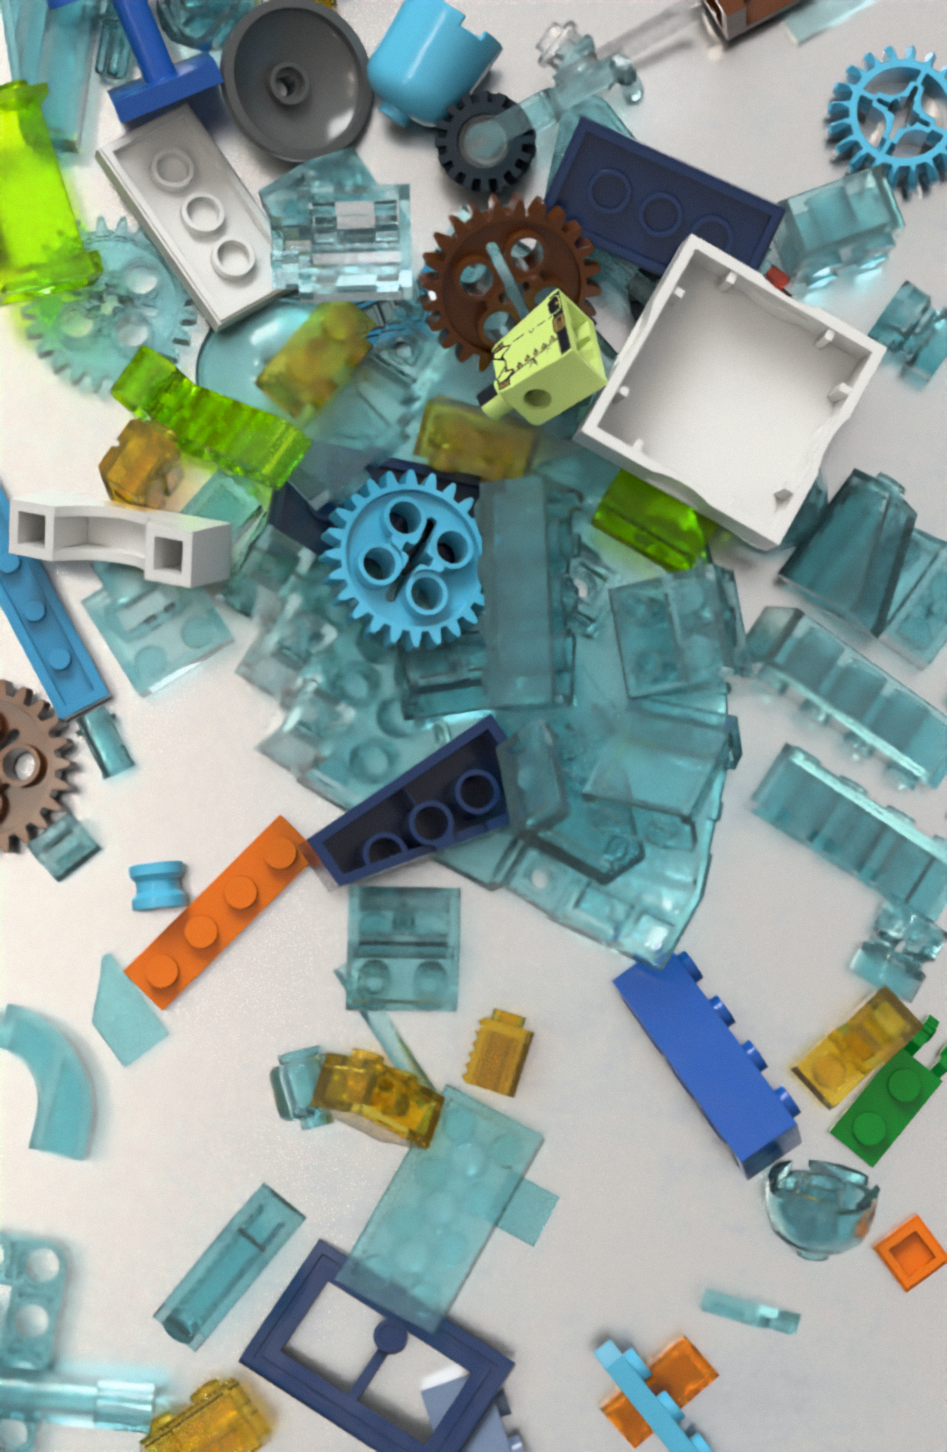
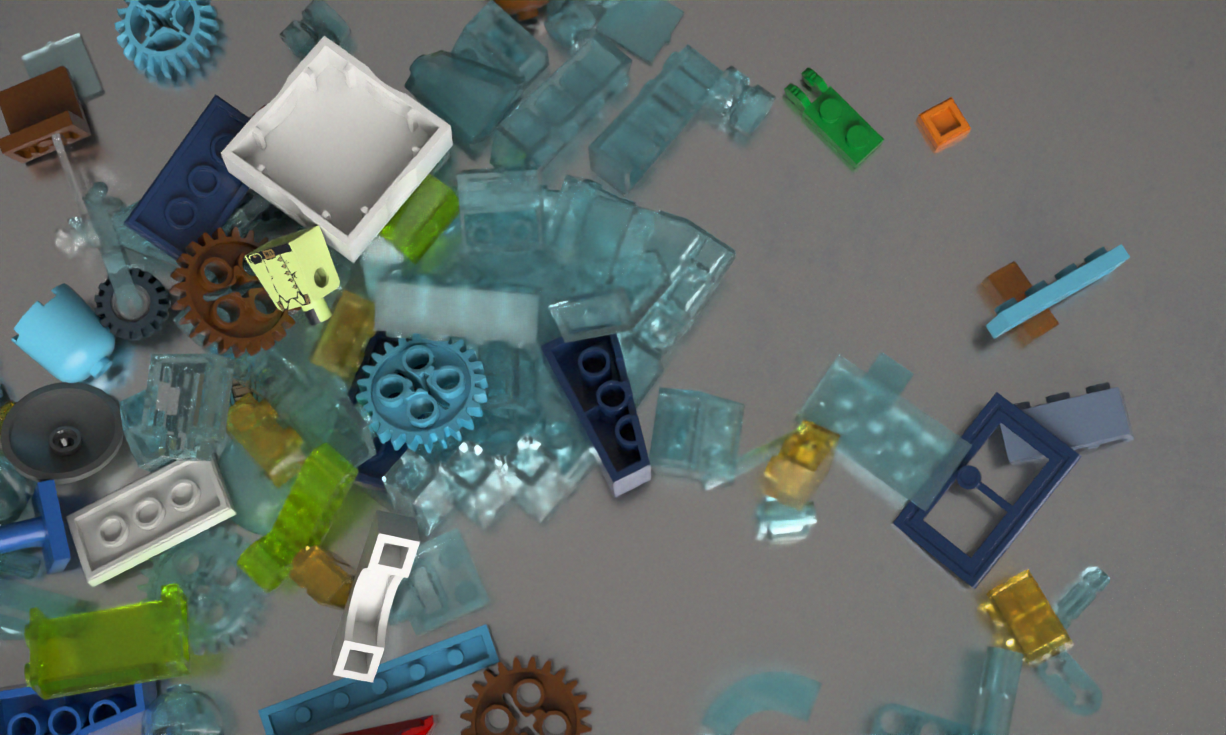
camera: 75 degrees left, 5 degrees down
(64, 847) = (592, 670): clear light blue tile -> none
(104, 742) = (520, 632): clear light blue pin -> none
(124, 1015) = (718, 643): clear light blue tile -> none
(157, 885) = (628, 606): medium azure wheel -> none
(219, 914) = (654, 564): orange plate -> none
(228, 501) = (357, 520): clear light blue brick -> none
(228, 1267) = (908, 587): clear light blue slope -> none
(499, 1053) = (778, 376): clear yellow brick -> none
(711, 1061) = (800, 234): blue wedge -> none
(747, 1310) = (972, 237): clear light blue tile -> none
(821, 1208) = (908, 174): clear light blue cylinder -> none
(838, 227) = (234, 67): clear light blue brick -> none
(857, 1046) = (798, 136): clear yellow brick -> none

